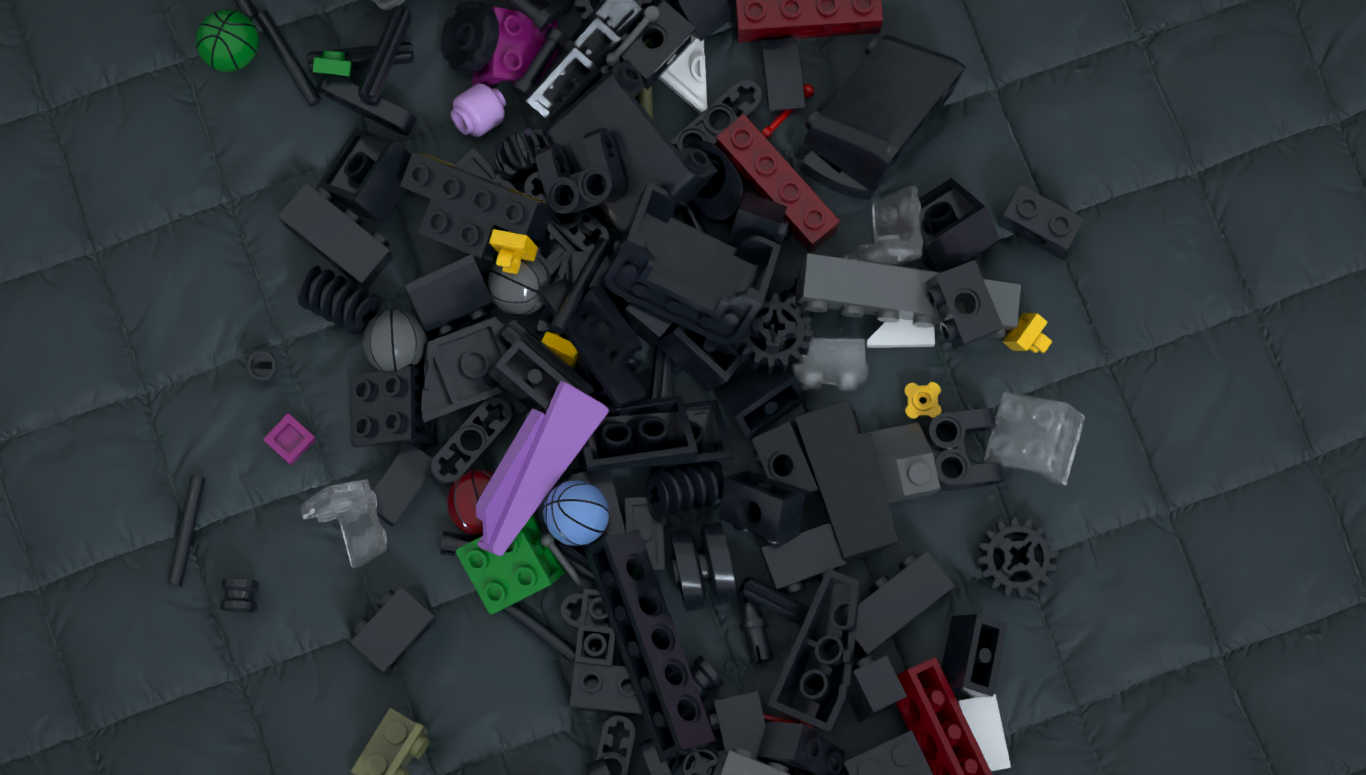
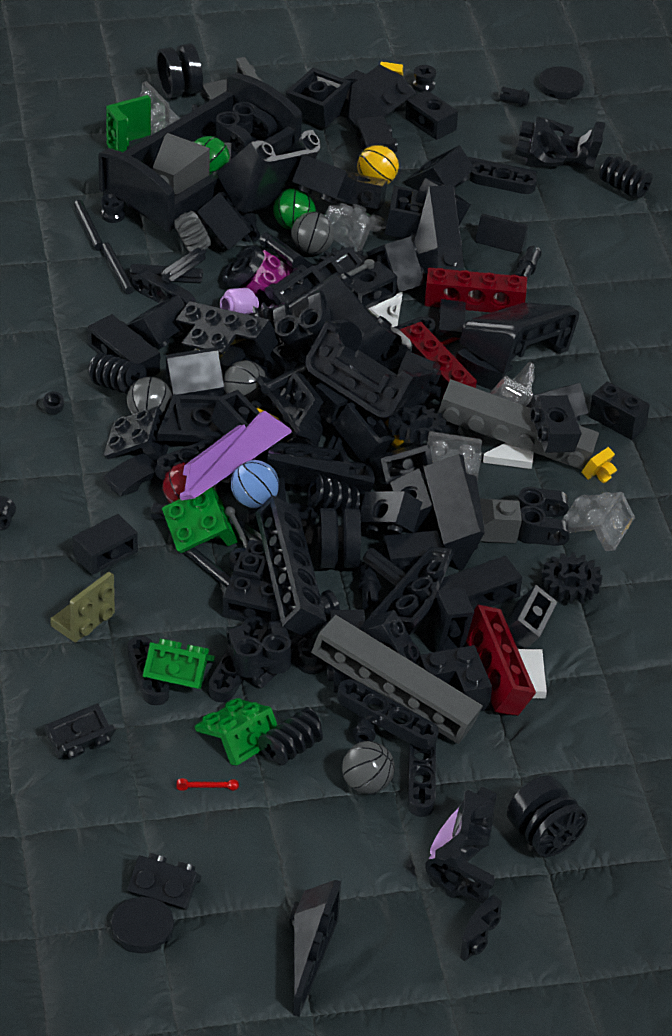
camera: 10 degrees right, 35 degrees down
(227, 40) = (79, 246): green piece -> none
(289, 439) = (60, 442): magenta plate -> none
(333, 63) = (147, 261): green plate -> none
(356, 510) = (92, 470): clear bracket -> none
(511, 249) = (246, 347): yellow tile -> none
(917, 409) = (514, 488): yellow plate -> none

